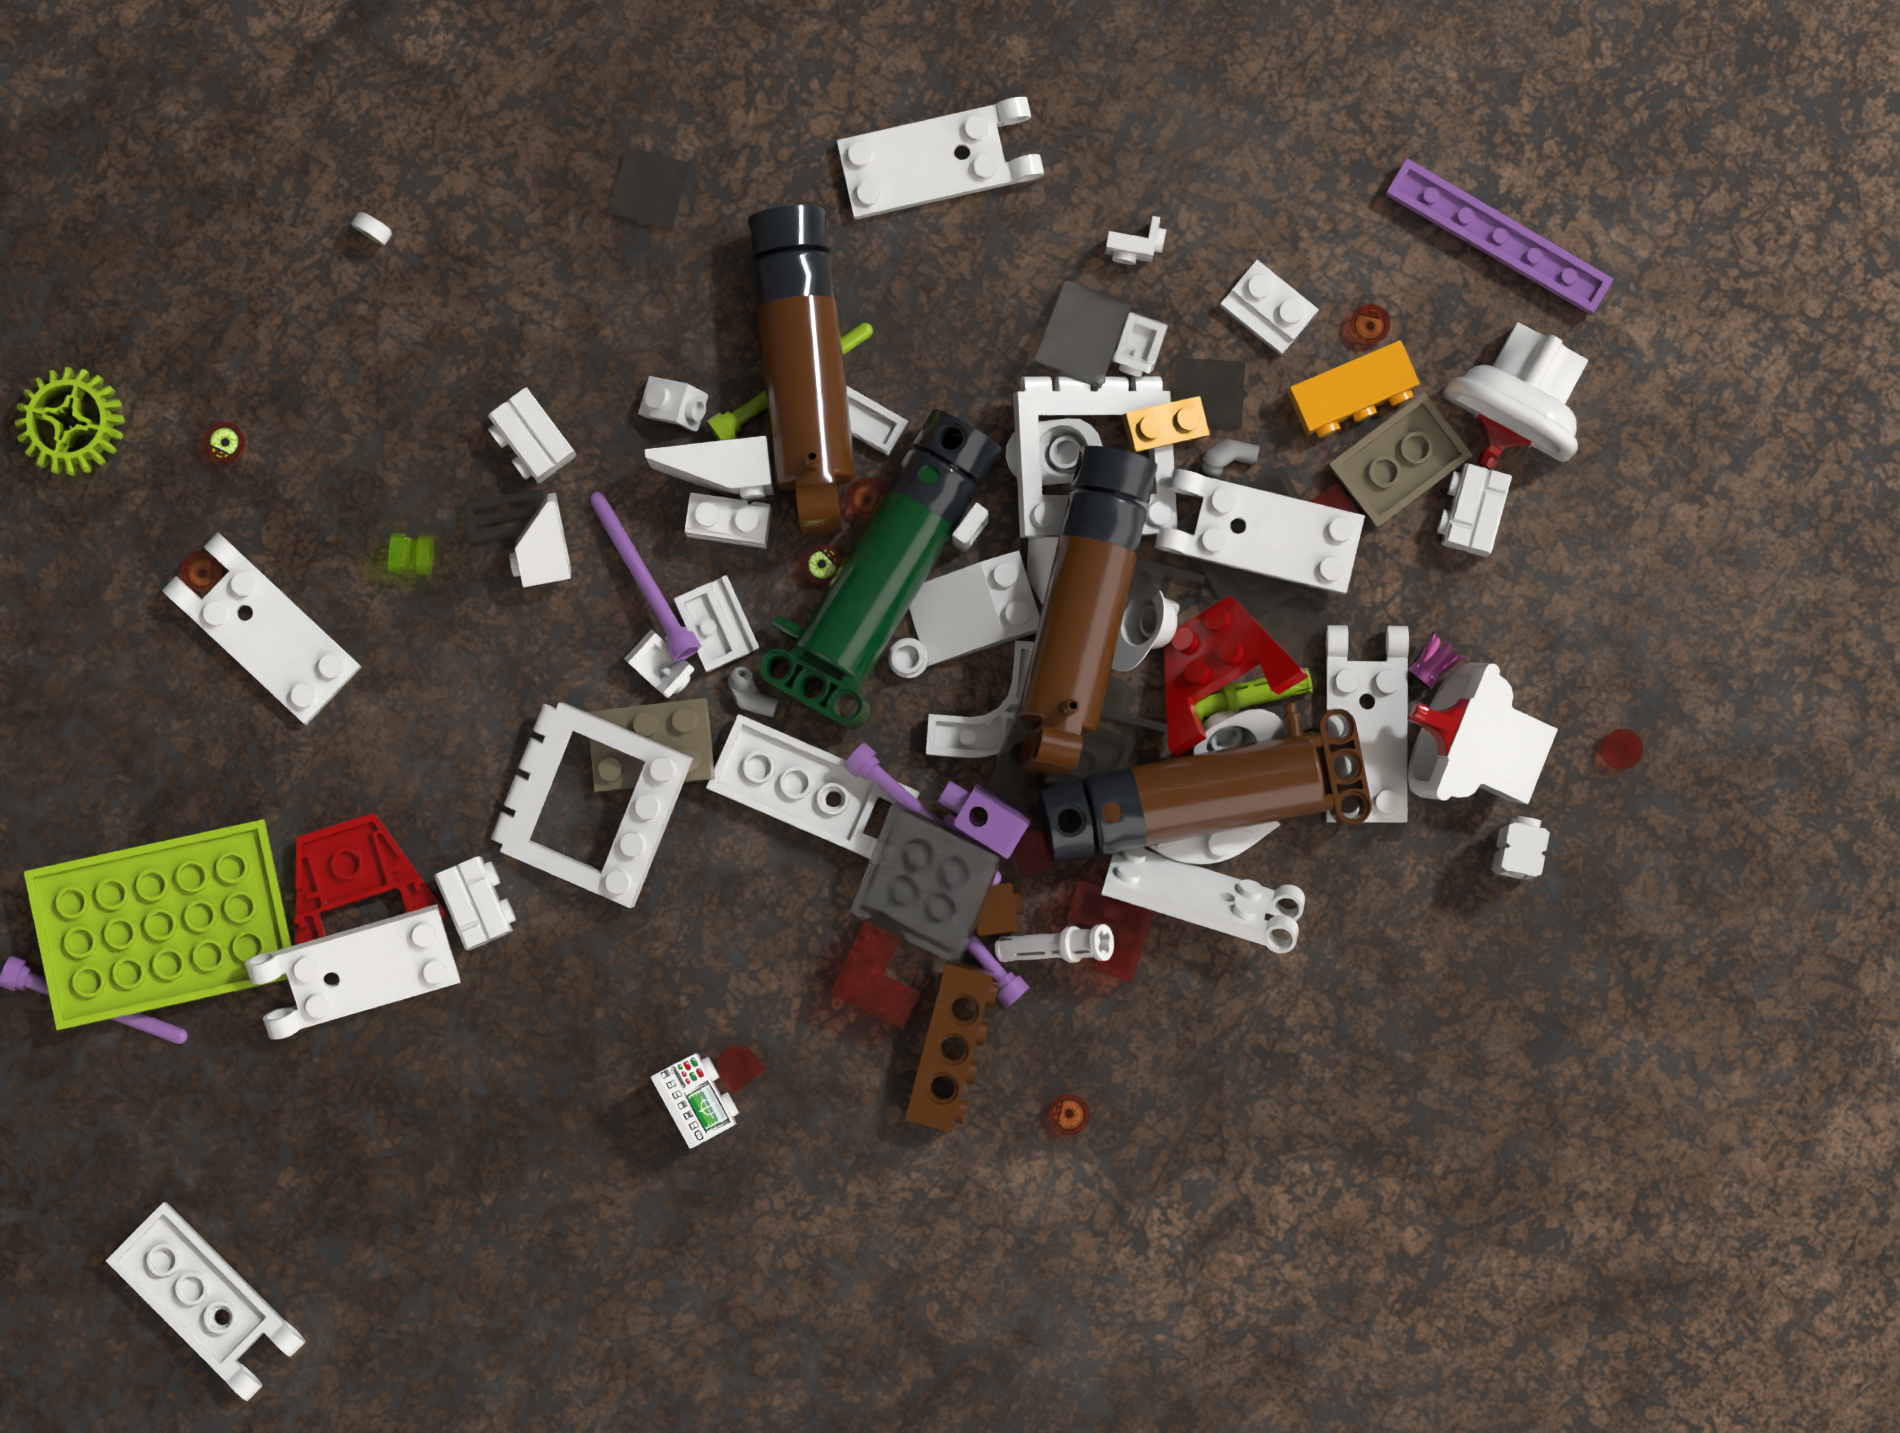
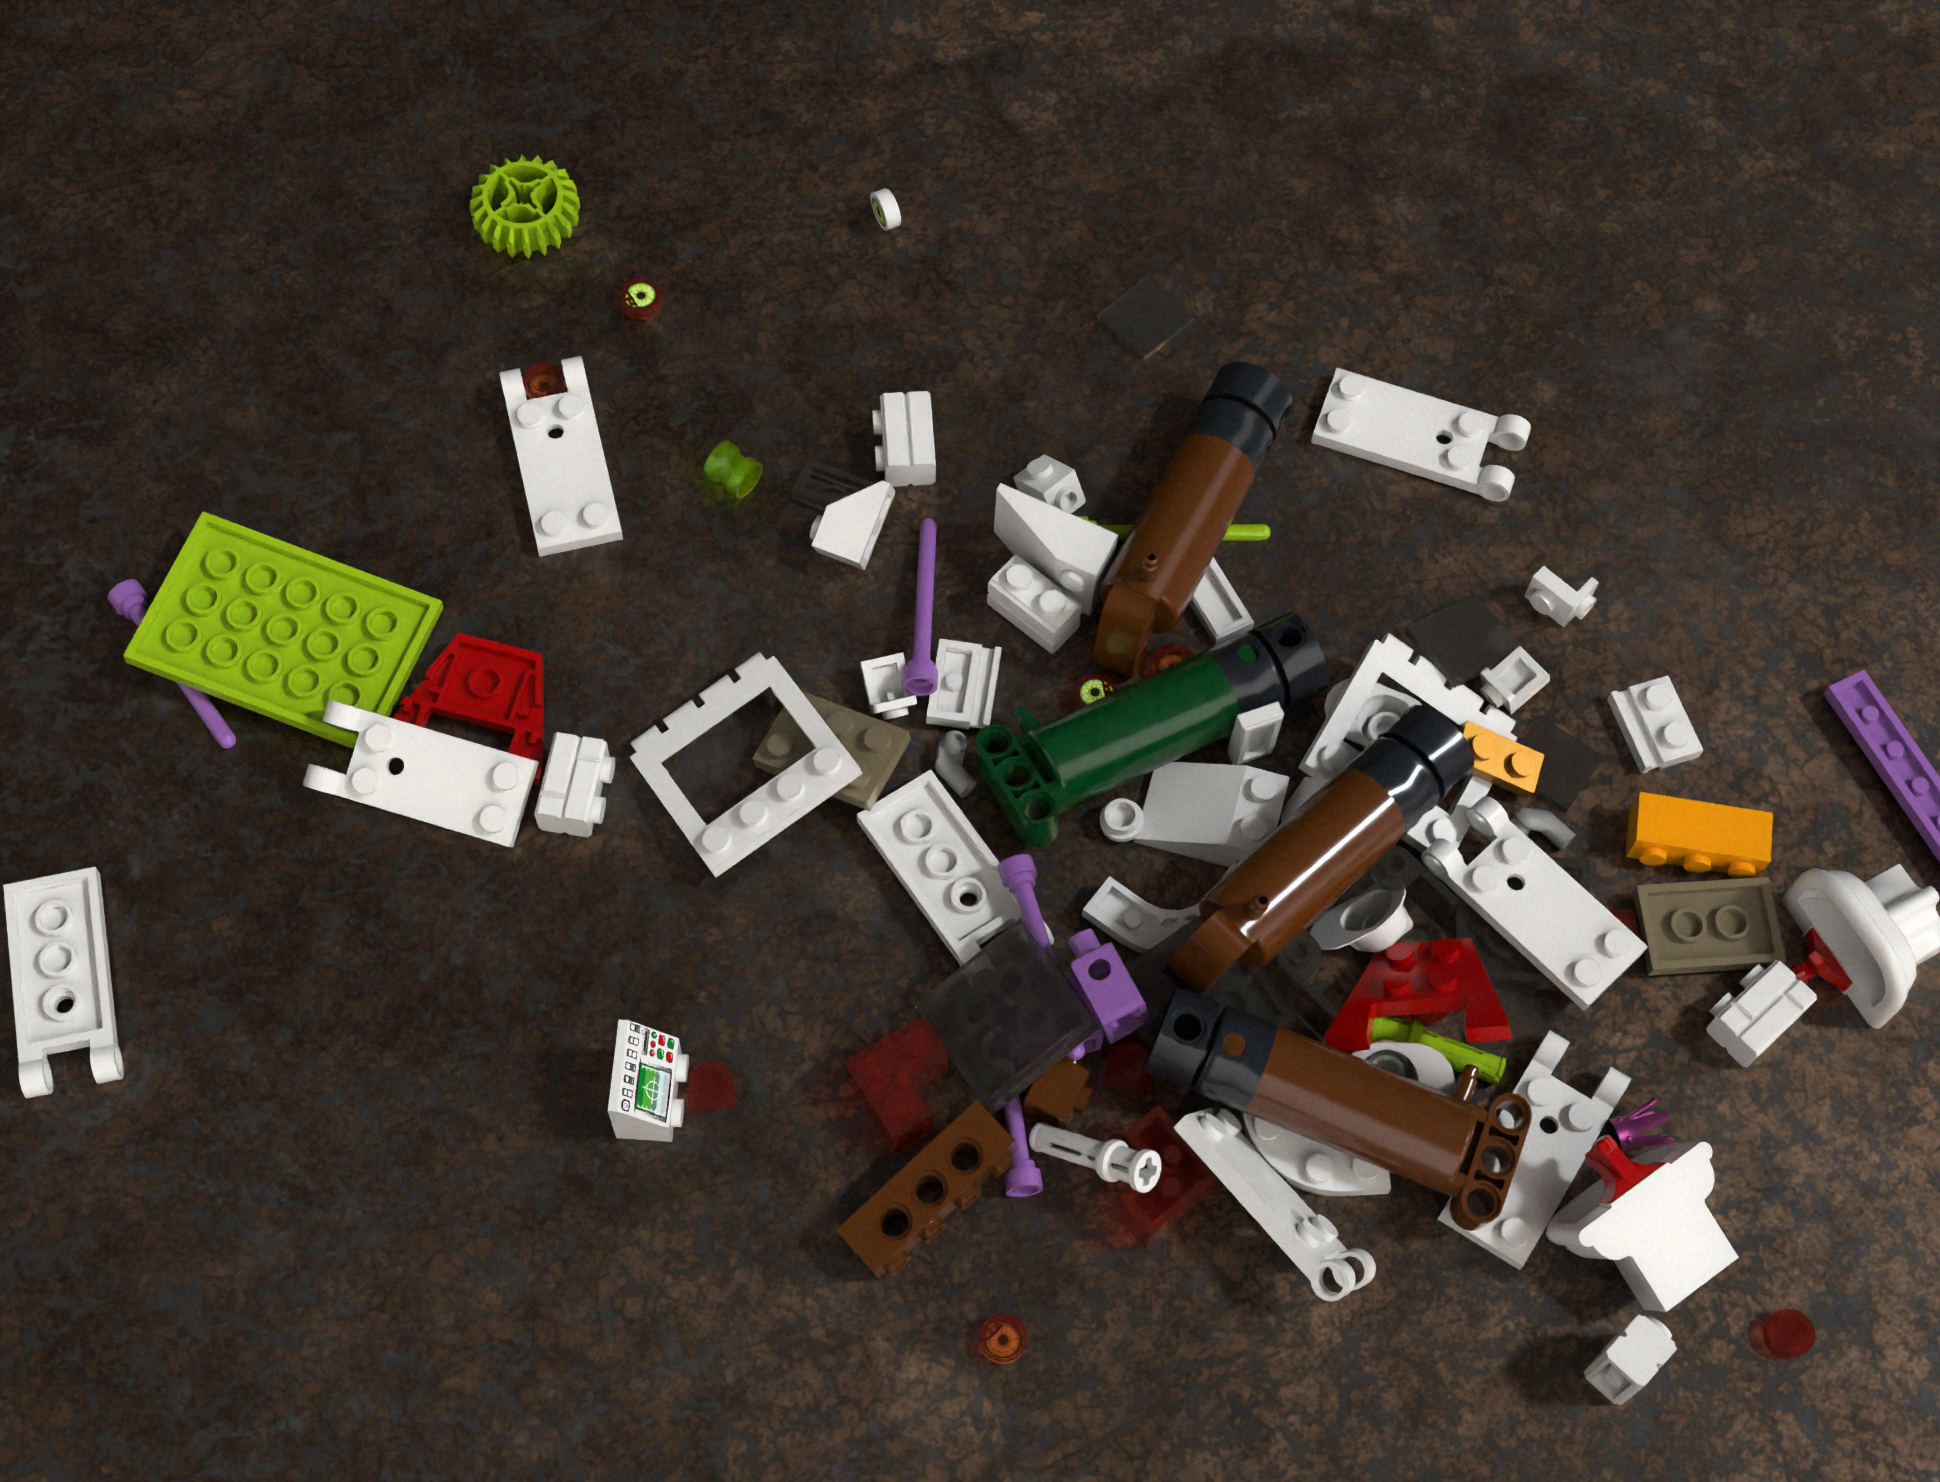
camera: 30 degrees right, 20 degrees down
(1369, 324) = (1745, 791): clear red tile -> none

